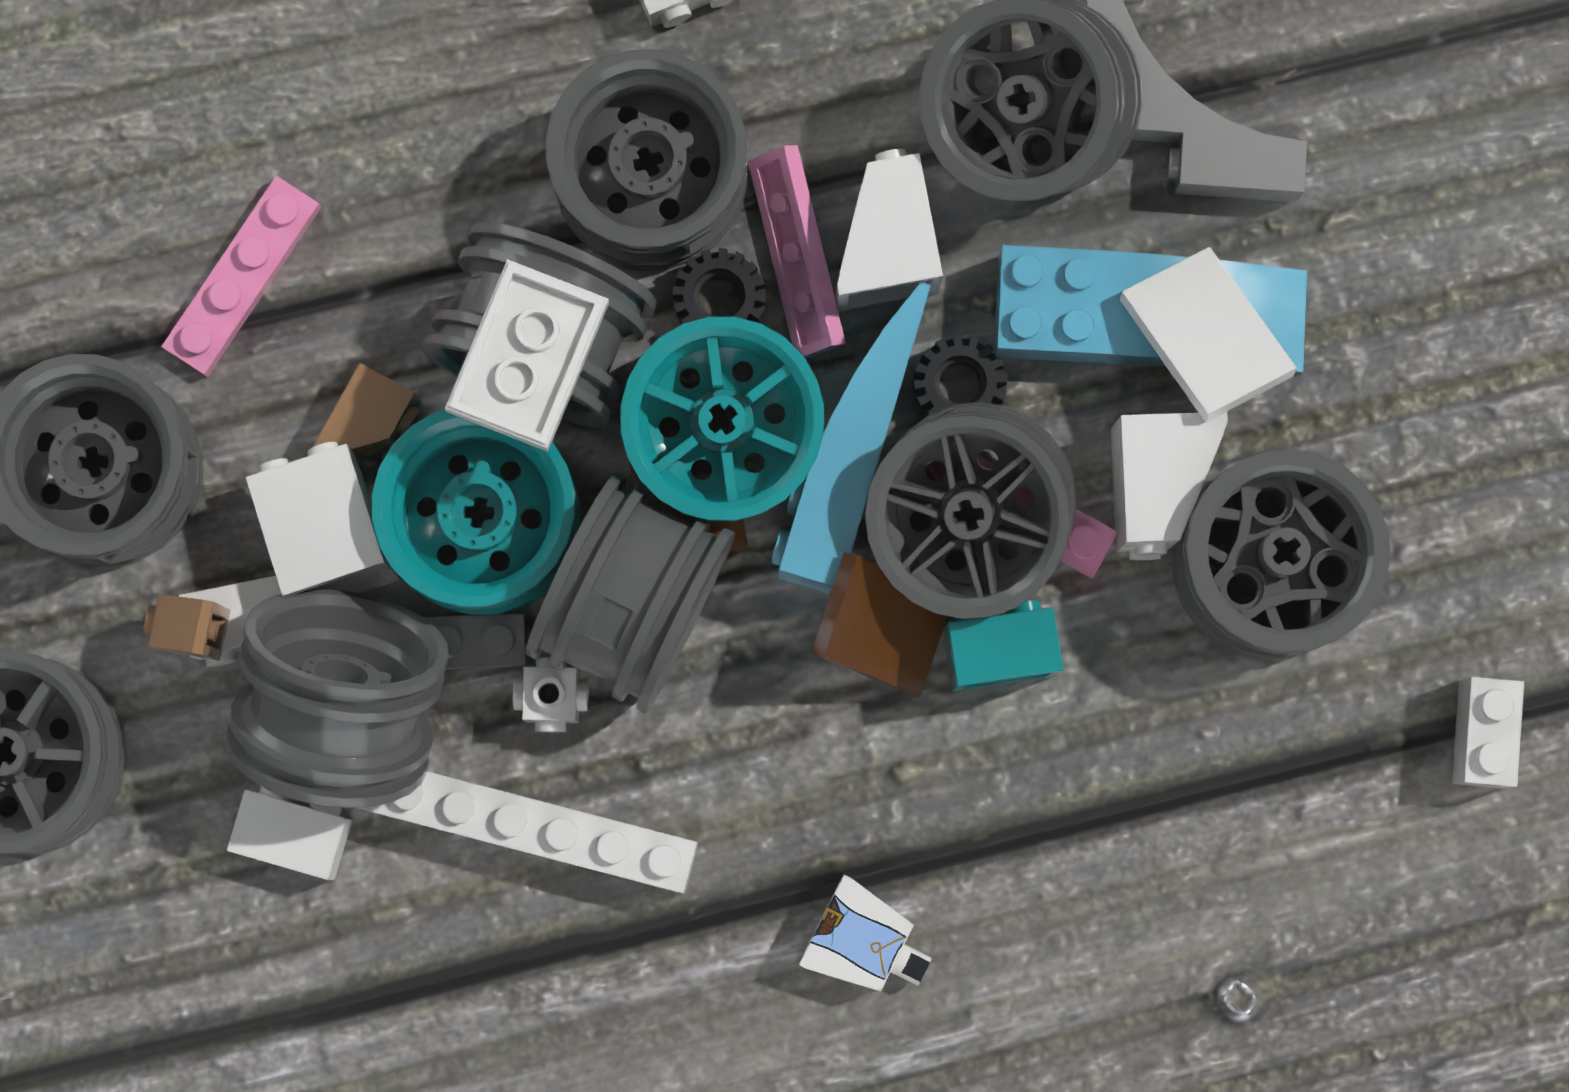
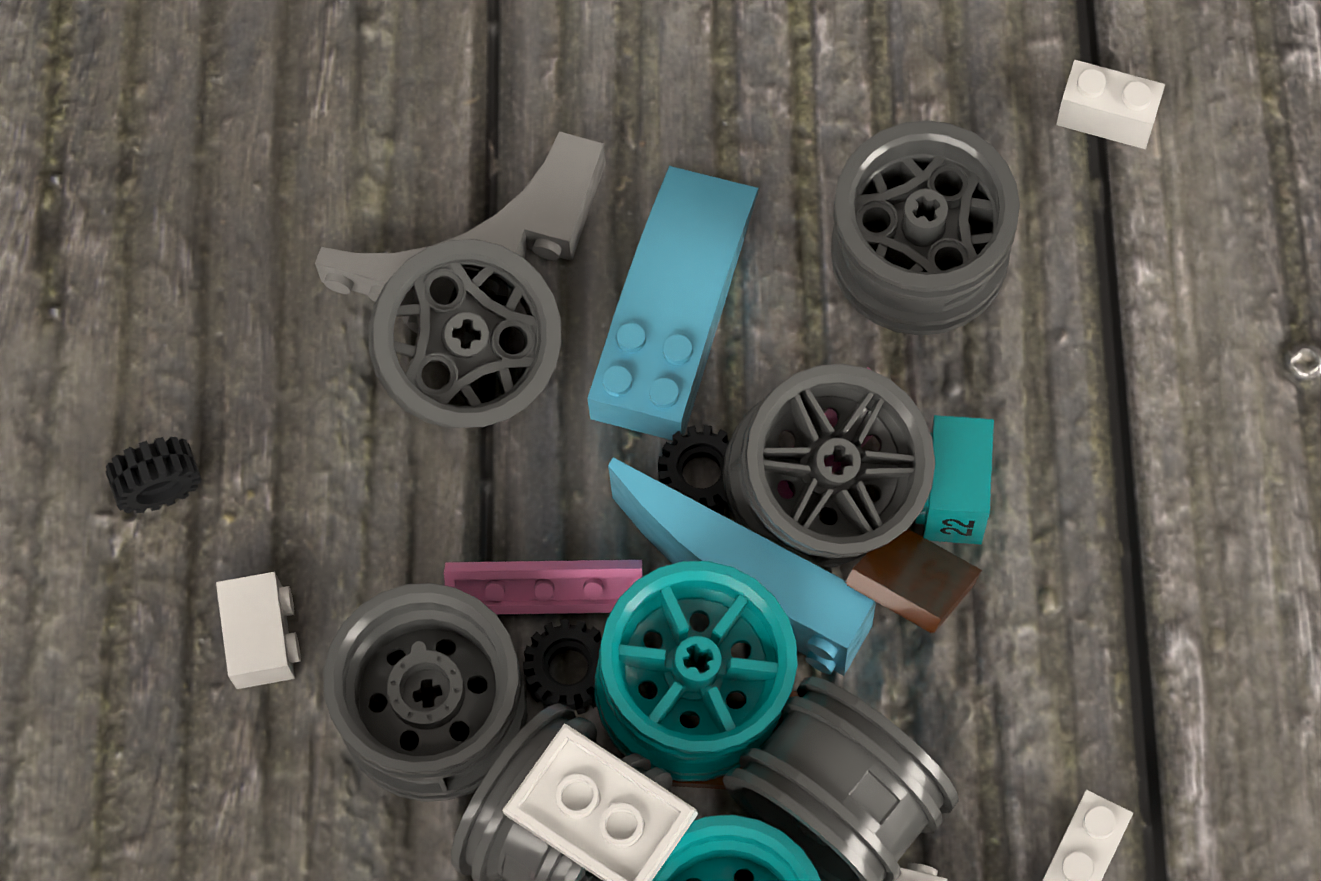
camera: 70 degrees left, 15 degrees down
(863, 940) = (1200, 668): torso -> none
(890, 236) = (550, 494): white slope -> none
(1158, 477) = (831, 312): white slope -> none
(1207, 334) = (714, 238): white tile -> none

